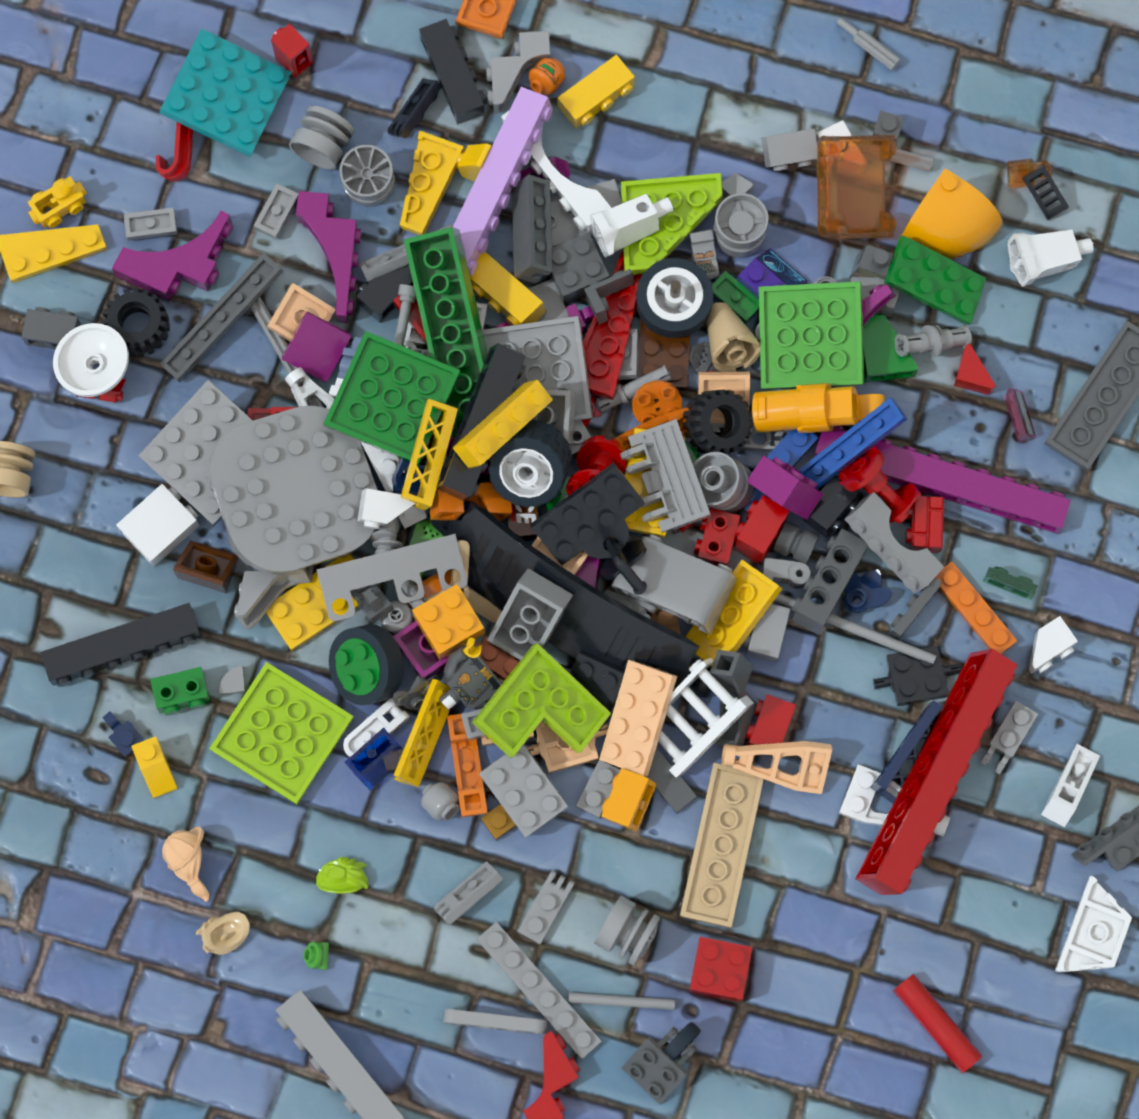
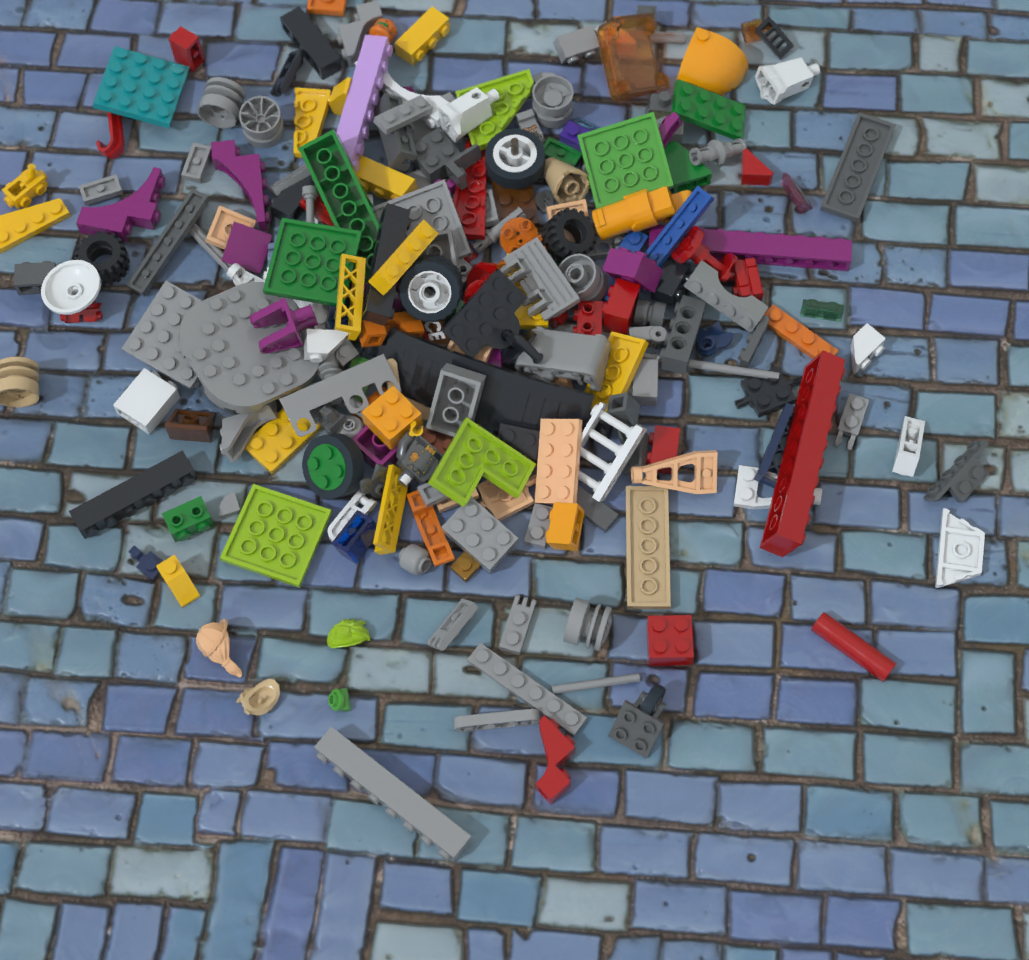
camera: 10 degrees left, 10 degrees down
(355, 476) = (290, 335): none -> magenta piece
(545, 212) = (403, 114): none -> light grey plate

